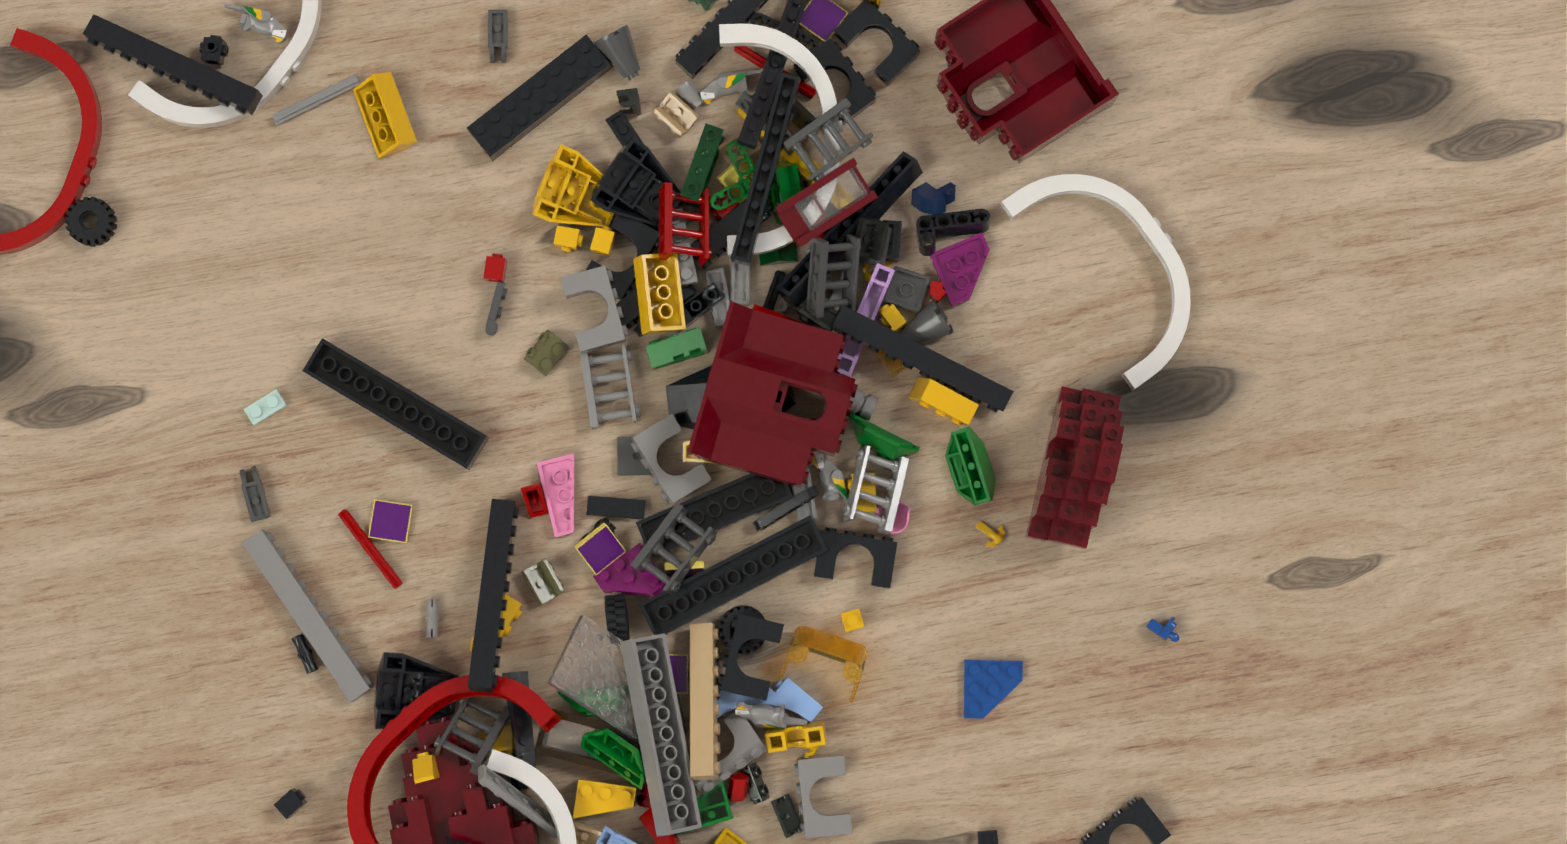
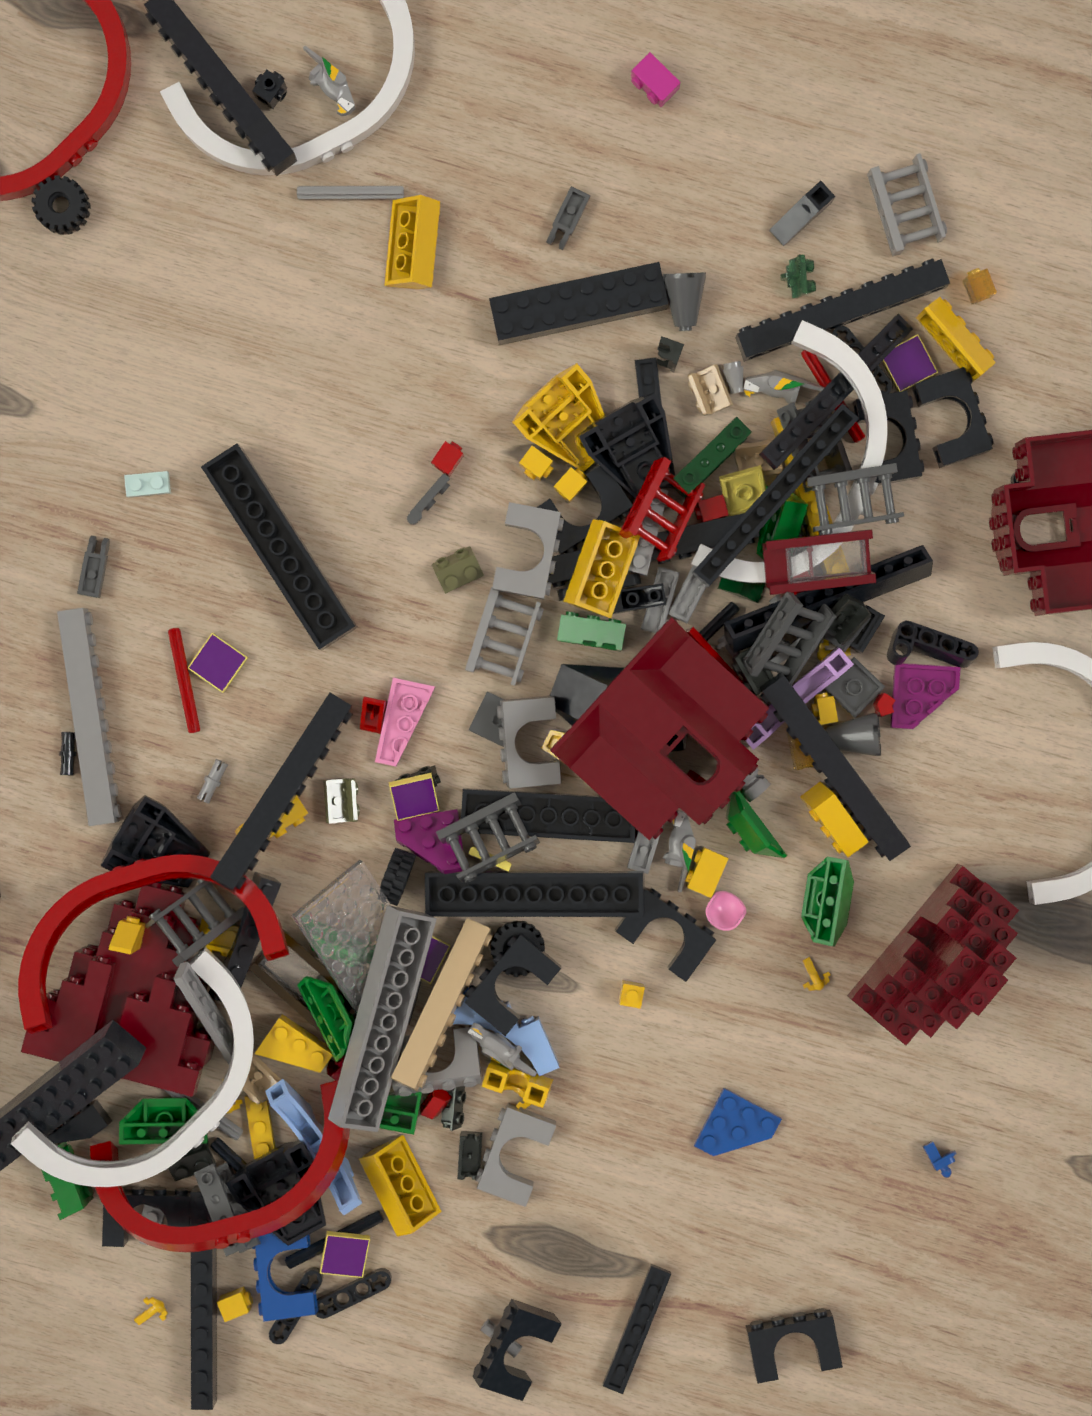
camera: 25 degrees right, 5 degrees up
(615, 507) = (450, 761): black tile -> none
(742, 184) = (741, 497): green beam -> none
(786, 508) = (622, 849): black beam -> none
(829, 646) = (596, 1009): clear yellow windscreen -> none
(893, 485) = (740, 880): light grey fence -> none
(933, 200) = (926, 609): dark blue brick -> none

